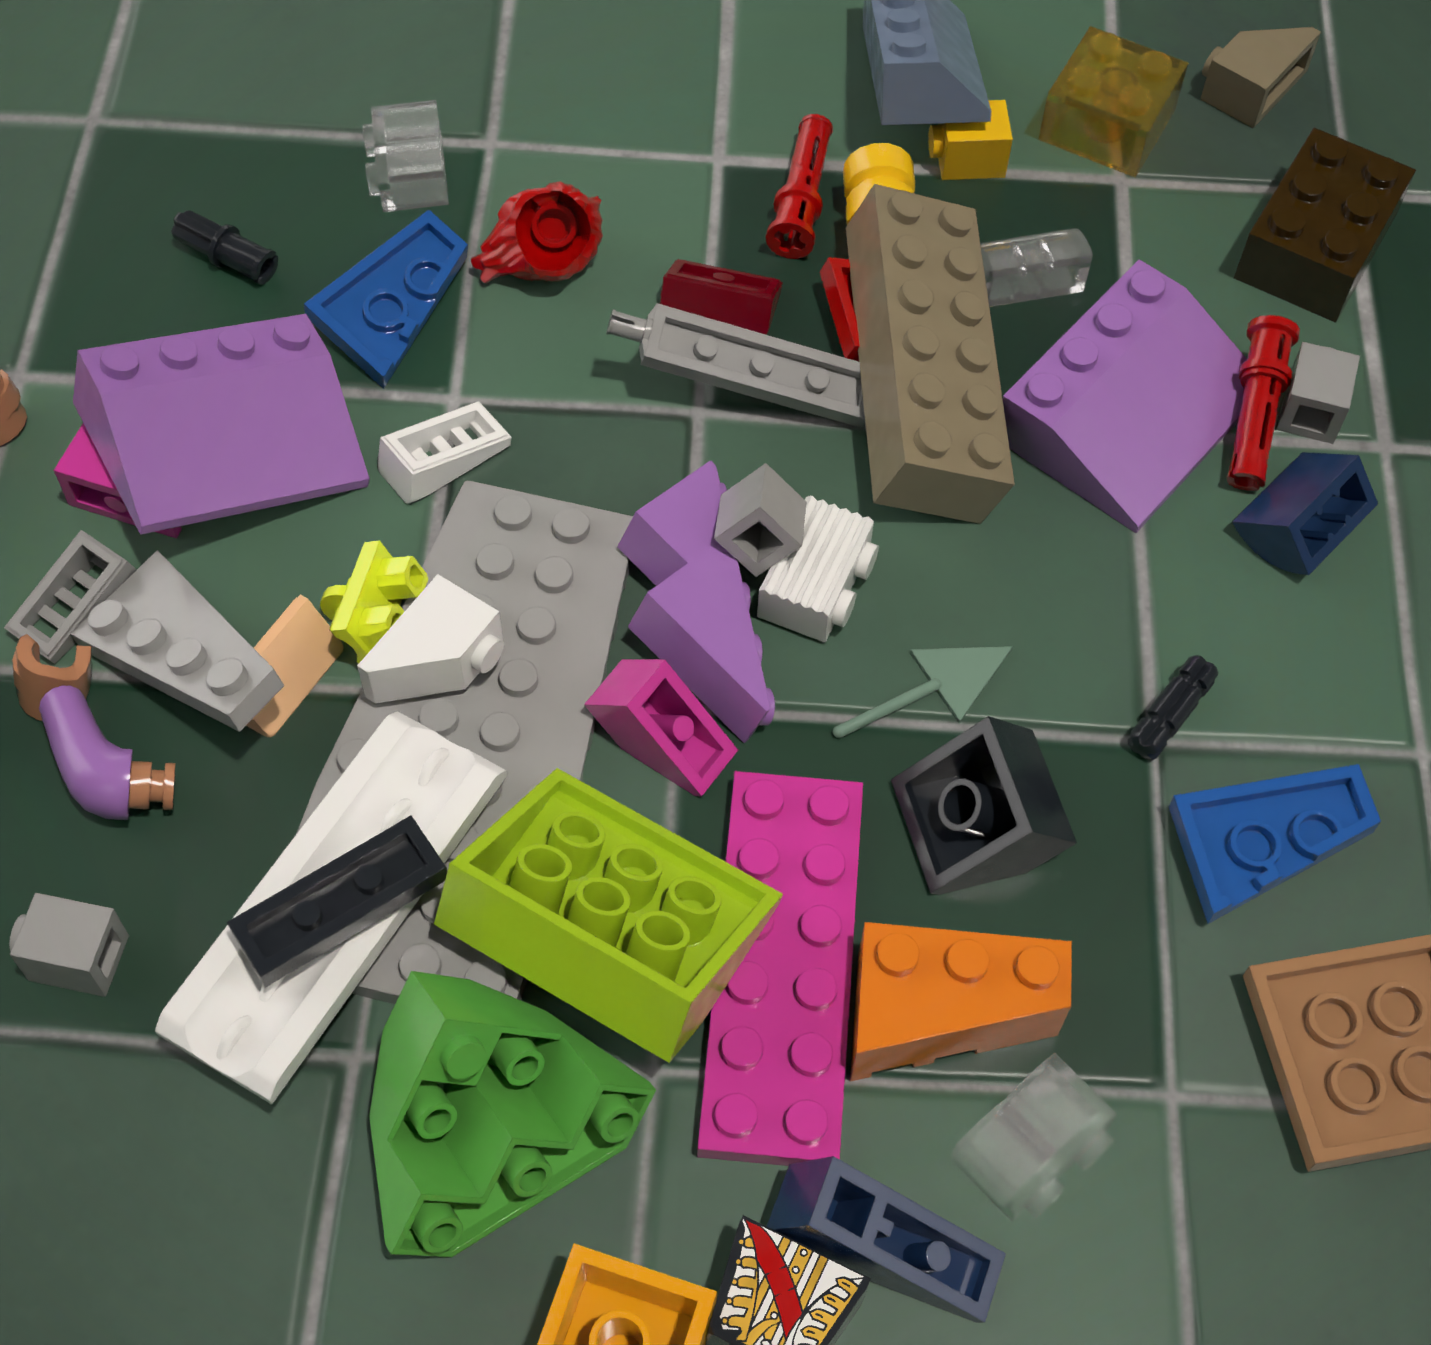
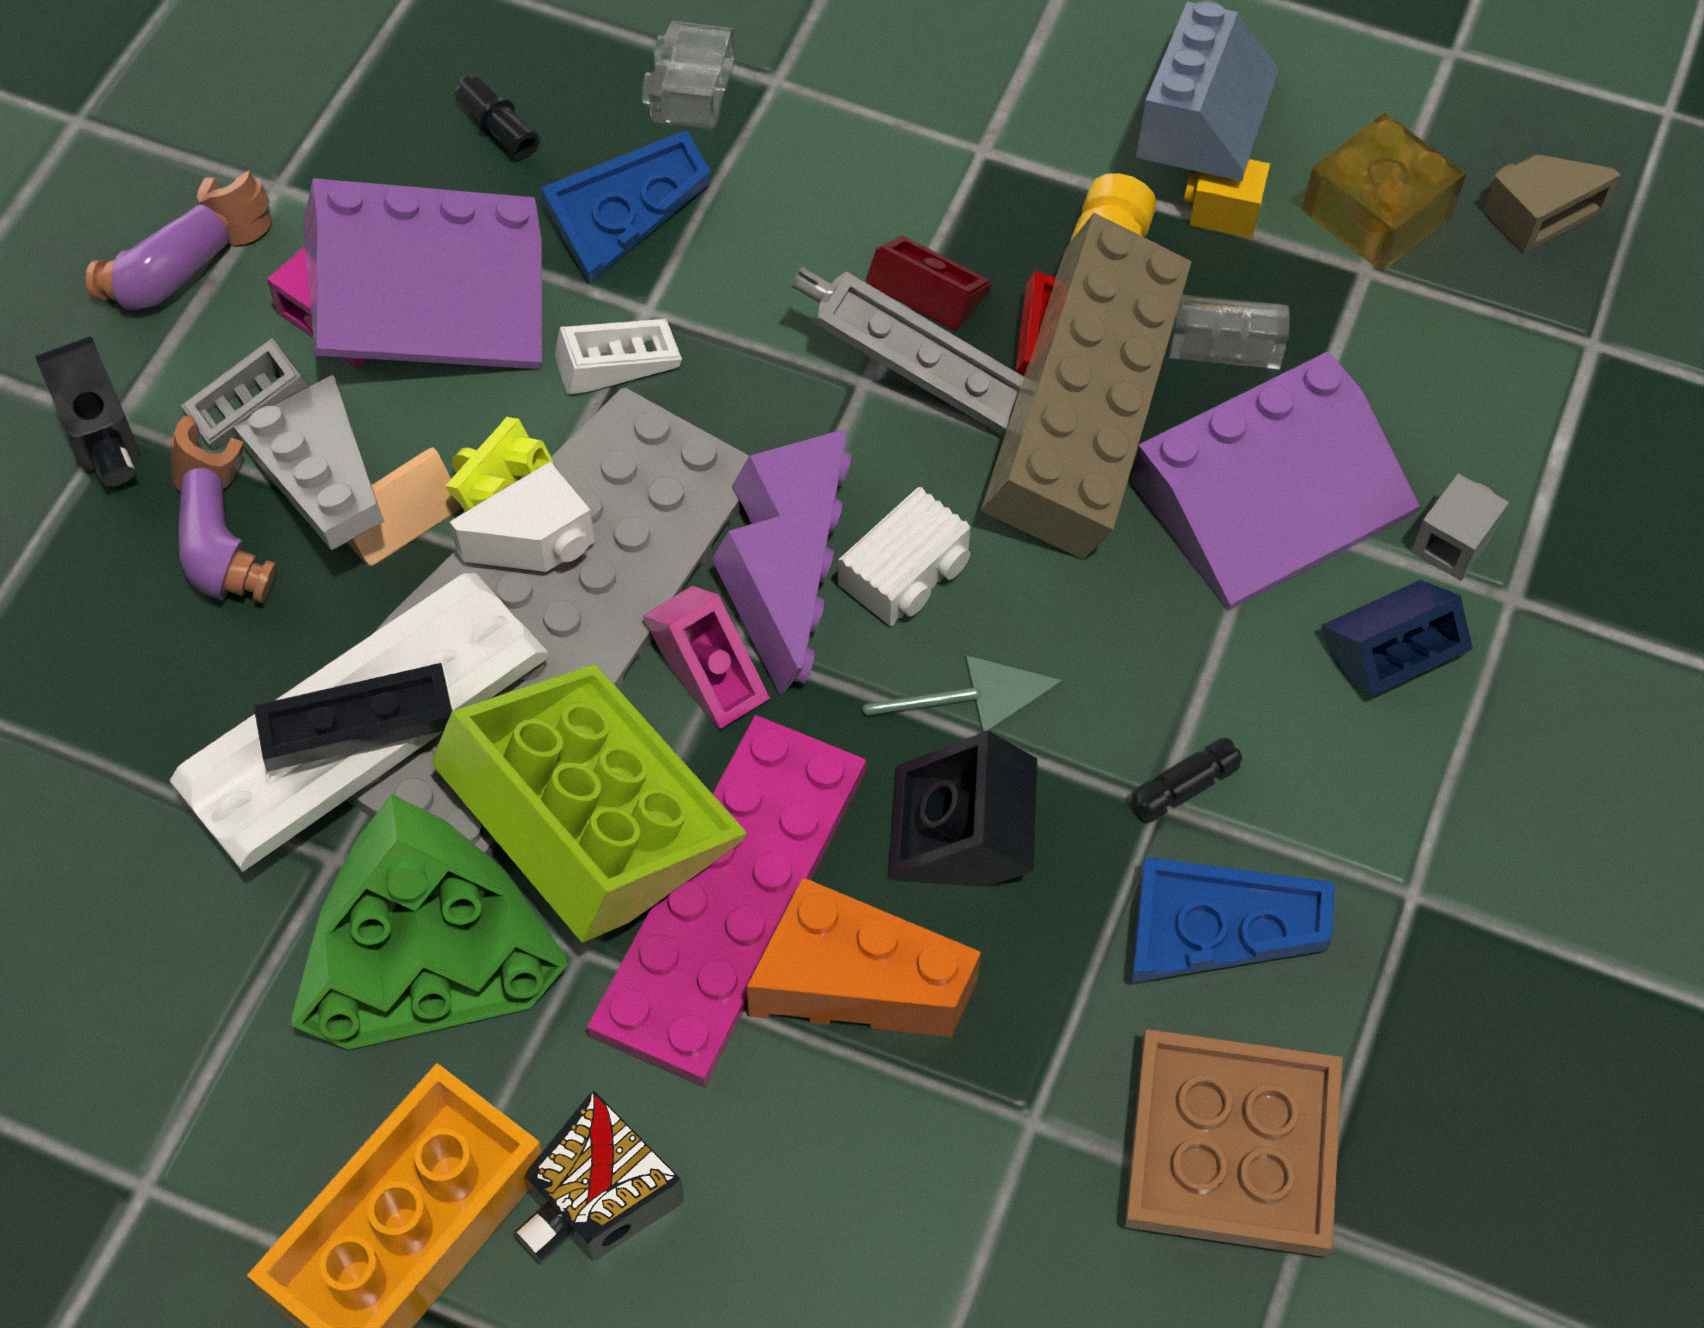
camera: 20 degrees right, 0 degrees up
(68, 944) = (132, 689): light grey brick -> none
(542, 235) = (781, 180): red hair -> none
(760, 520) = (863, 496): light grey brick -> none
(798, 201) = (1075, 158): red pin -> none
(886, 1237) = (717, 1155): dark blue slope -> none
(1035, 1138) = (884, 1114): clear brick -> none
(1263, 379) = (1408, 498): red pin -> none
(1324, 224) = (1541, 366): dark brown brick -> none

